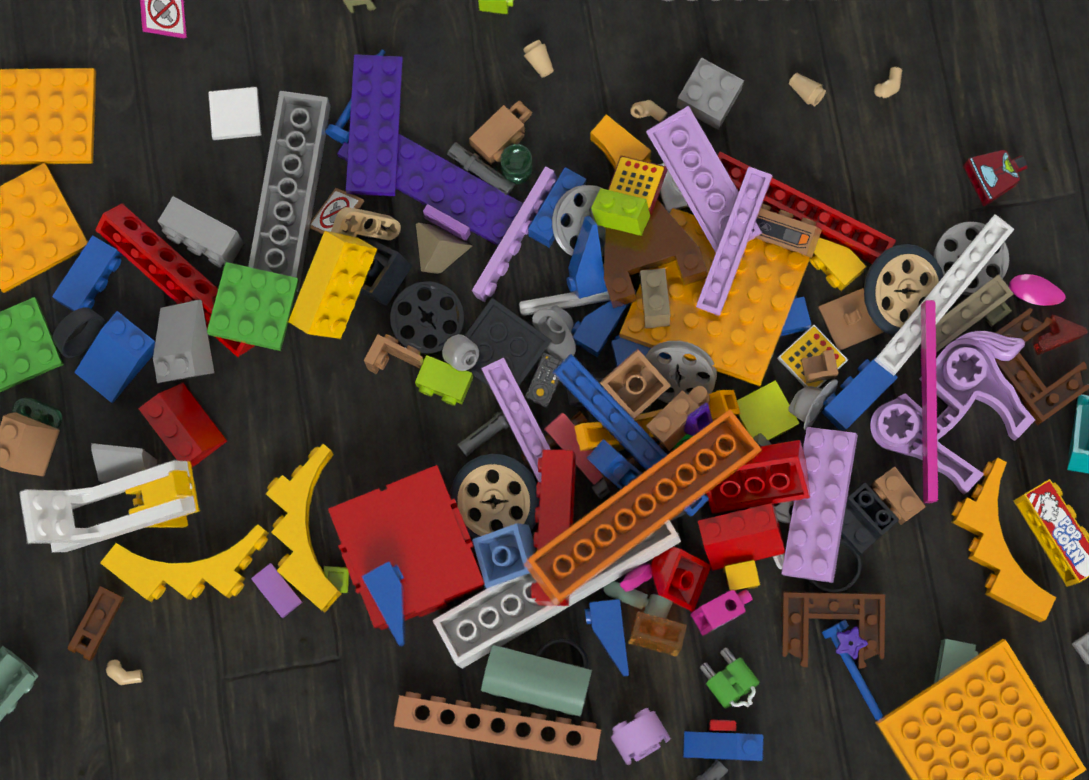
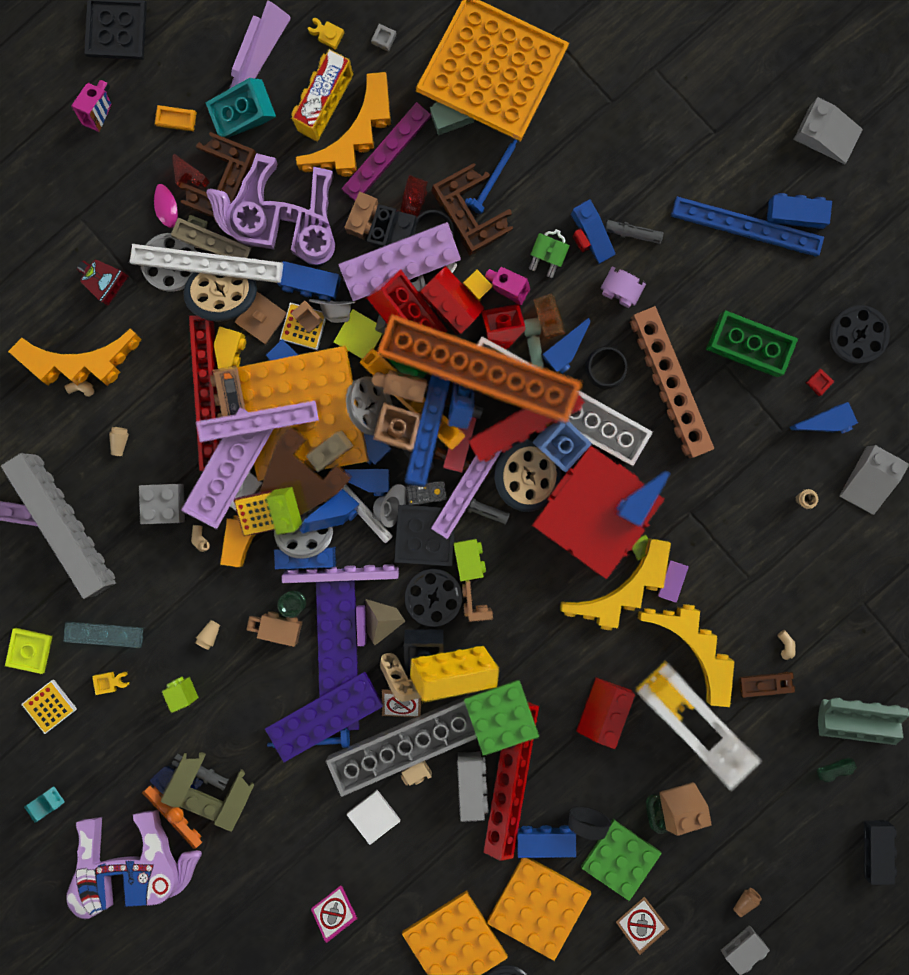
camera: 120 degrees left, 10 degrees up
(115, 357) = (587, 787): blue slope -> none
(119, 461) = (659, 733): light grey slope -> none
(182, 343) = (554, 748): light grey slope -> none
(251, 185) = (416, 773): none -> tan brick
(460, 352) = (445, 559): light grey head -> none
(472, 163) = (309, 626): dark grey pin -> none
(536, 680) = (630, 374): sand green brick -> none
(636, 577) = (523, 351): dark pink arm -> none
(698, 420) = (397, 369): dark purple slope -> none
(853, 636) = (475, 192): dark purple plate -> none
(884, 566) = (414, 196): none -> clear red slope
(912, 90) = (76, 366): none -> light orange arch
(929, 401) = (287, 228): dark pink tile -> none
(956, 571) = (387, 151): none -> magenta plate

